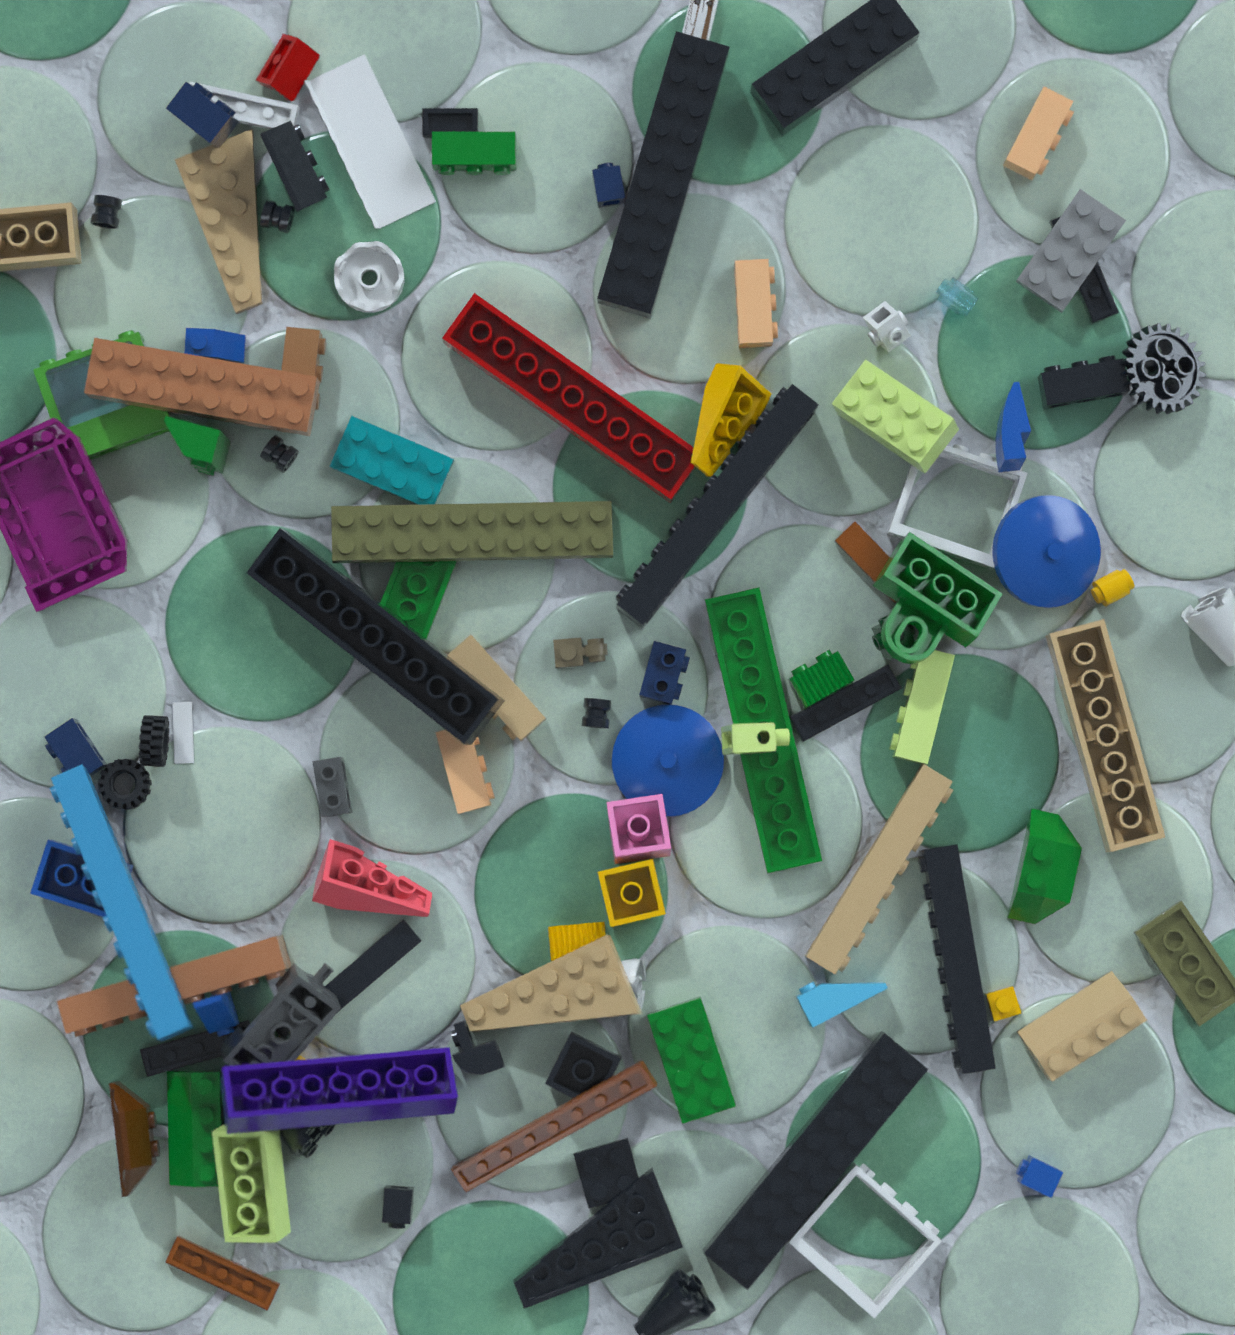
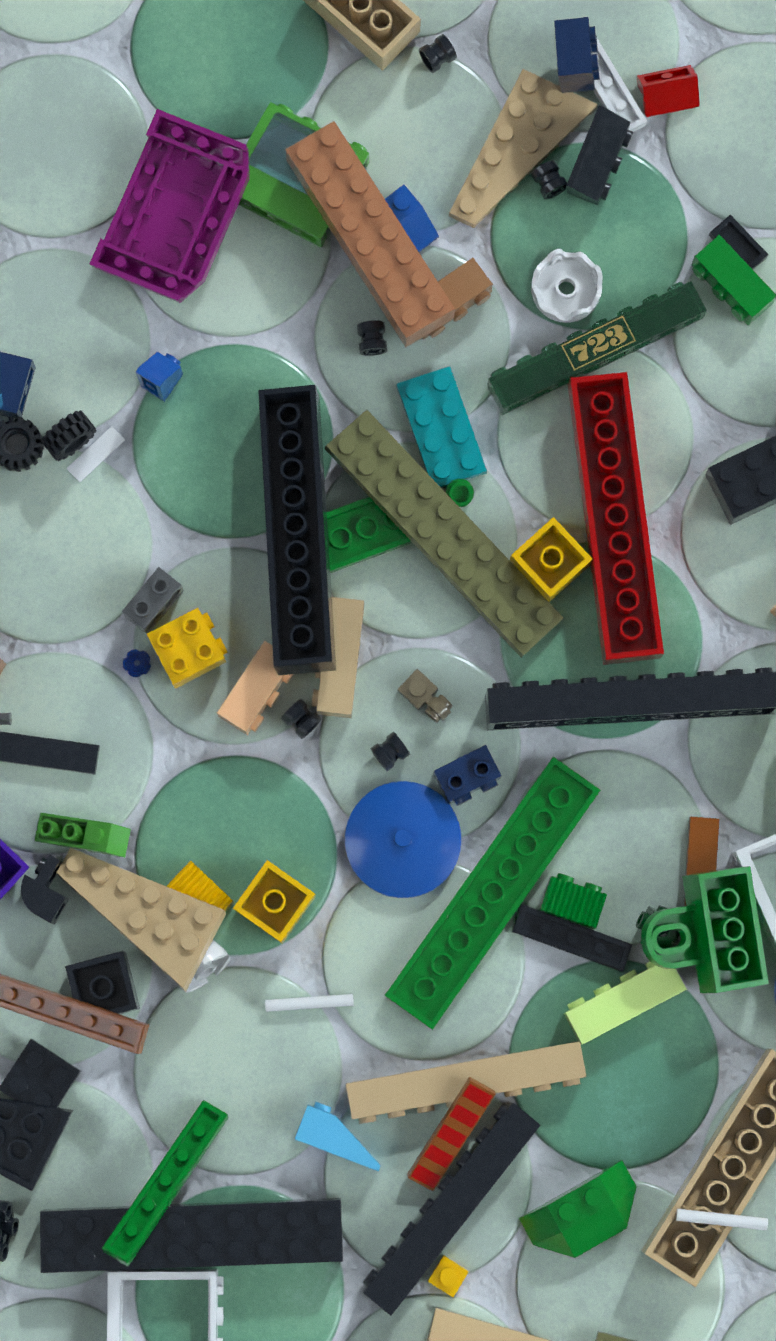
camera: 45 degrees right, 5 degrees down
(167, 633) = (159, 374): none -> blue slope
(201, 445) = (325, 271): green slope -> none
(358, 884) = (97, 689): coral wedge -> none
(359, 838) = (144, 666): none -> clear blue plate
(370, 142) = (668, 200): white sticker -> none
(390, 792) = (188, 647): none -> yellow brick
(434, 296) = (596, 347): none -> clear green brick
(451, 492) = (460, 491): none -> green plate
(458, 988) = (83, 834): none -> bright green slope
(515, 756) = (301, 718): none -> black wheel
(561, 472) = (551, 559): none -> yellow brick
(638, 829) = (329, 863): bright pink slope -> none
(691, 1060) = (184, 1066): green brick -> none
(724, 931) = (309, 1002): none -> white bar
(728, 408) = (714, 643): yellow wedge -> none
(743, 738) = (470, 879): yellowish green torso -> none
(762, 1146) = (165, 1183): none -> green tile
(907, 913) = (451, 1134): none -> tile
(1140, 772) = (721, 1219): none -> white bar

